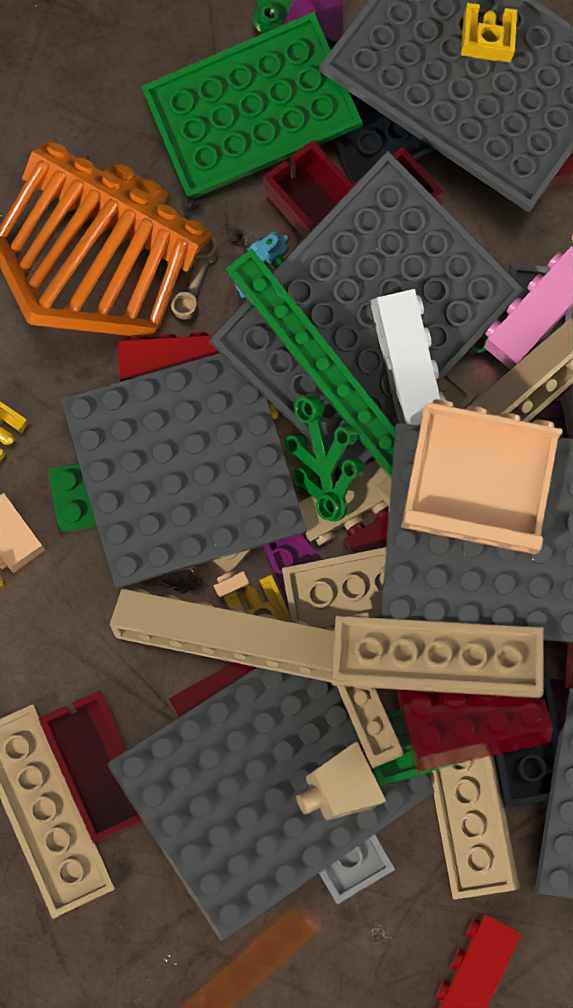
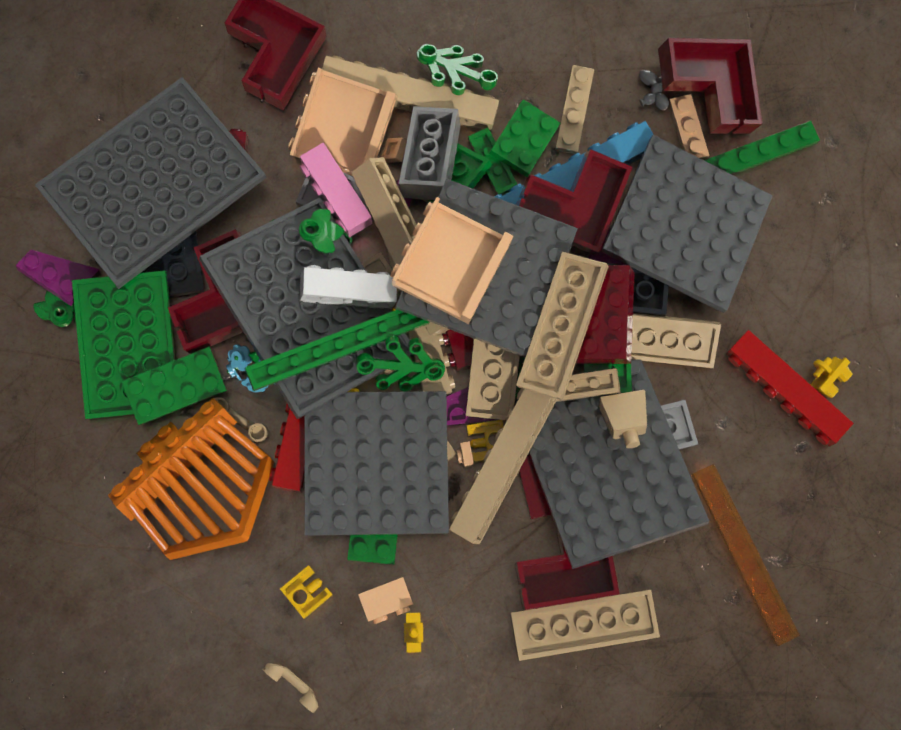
camera: 75 degrees left, 0 degrees up
(214, 181) = (174, 386): none -> green plate
(476, 307) = (324, 231): none -> green plate
(488, 39) = (136, 156): yellow brick -> none

